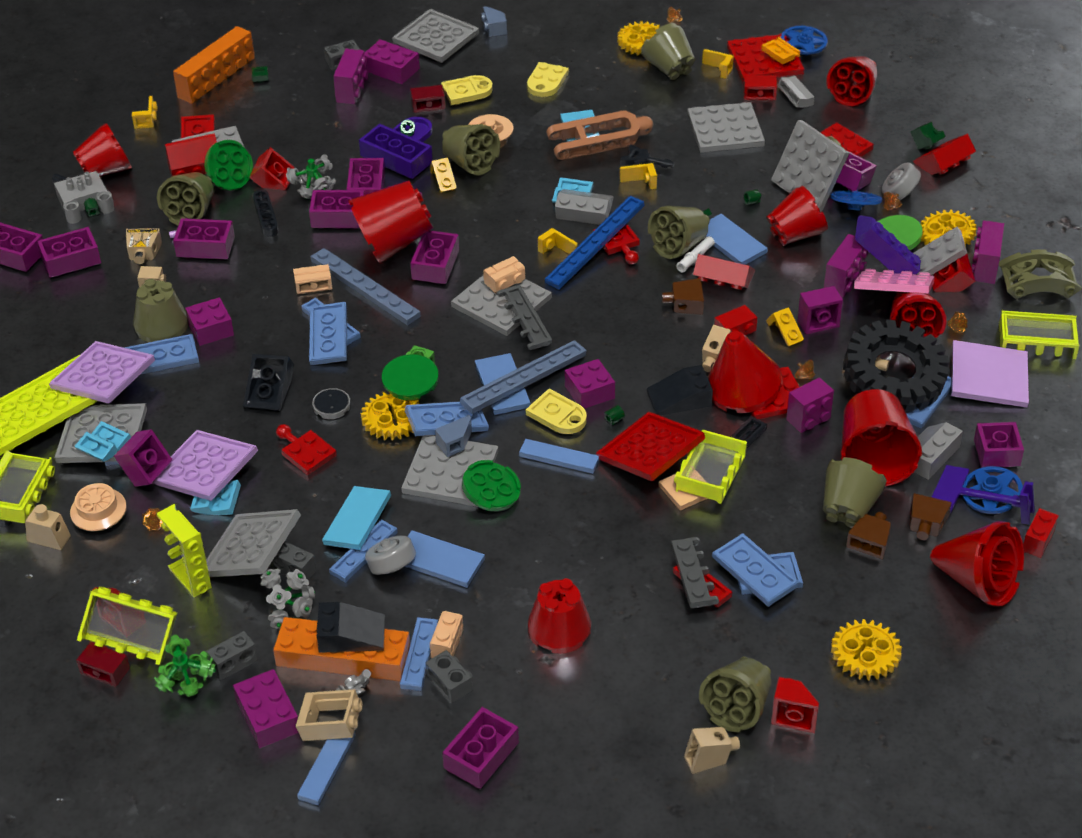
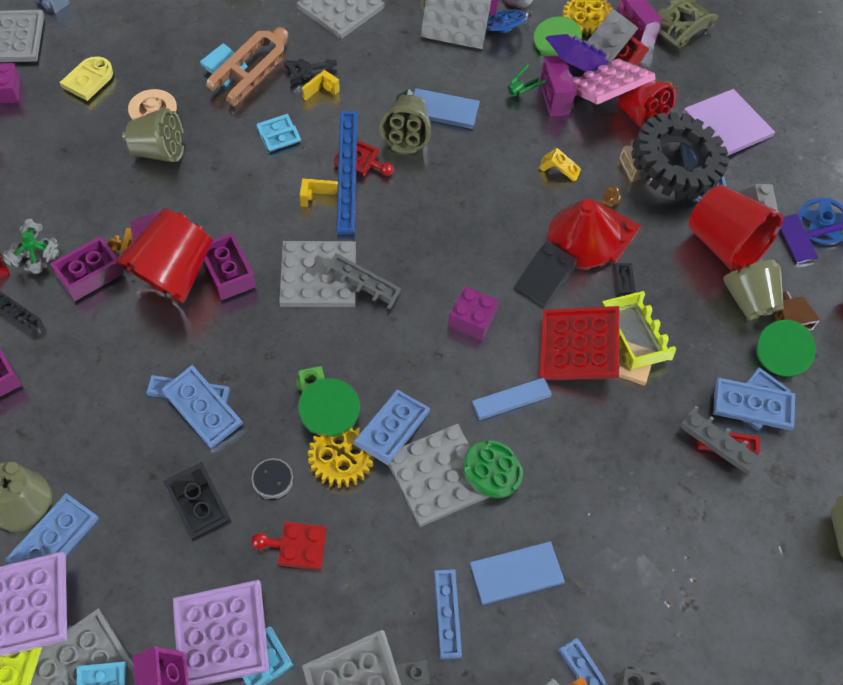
camera: 45 degrees left, 15 degrees up
(209, 321) = (73, 468): magenta brick -> none
(312, 279) = (131, 357): light nougat brick -> none
(356, 517) = (413, 586): medium azure tile -> none
(366, 174) = (86, 220): magenta brick -> none
(367, 287) = (184, 333): sand blue plate -> none
(390, 555) = (483, 605): light grey wheel -> none
(400, 152) = (85, 169): dark purple brick -> none
(407, 123) = (84, 143): bush -> none
(427, 98) = (61, 105): dark red brick -> none
(443, 174) = (151, 176): yellow bracket -> none
(446, 634) = (605, 651): light nougat brick -> none
(454, 436) = (424, 443): sand blue slope -> none
(494, 368) = (399, 358): medium blue tile -> none
(504, 274) = (308, 249): light nougat brick -> none
(522, 377) = (417, 344): sand blue plate -> none
(547, 78) = (149, 30): light yellow plate -> none
(557, 413) = (472, 357): light yellow plate -> none
(559, 617) = (666, 571): red cone -> none
(583, 206) = (304, 141): light grey slope -> none
(614, 414) = (517, 329): dark green hose -> none
(686, 297) = (466, 182): reddish brown torso -> none
(691, 257) = (434, 143): white pin -> none
(710, 348) = (538, 218): tan torso -> none
(723, 272) = (471, 142): slope -> none
(738, 319) = (524, 185): red brick -> none
(752, 197) = (423, 60): dark green hose -> none
(797, 217) = (485, 60): red cone -> none
(810, 252) = (517, 87): none -> green plant
(810, 405) = (654, 227): magenta brick -> none
(820, 310) = (577, 135): magenta brick -> none
(830, 549) = (786, 348): none -> green tile
(891, 201) = (527, 8): clear orange piece -> none
(928, 515) = (811, 272): reddish brown torso -> none
(998, 444) = (798, 180): magenta brick -> none
(1039, 330) = (726, 68): neon yellow window -> none

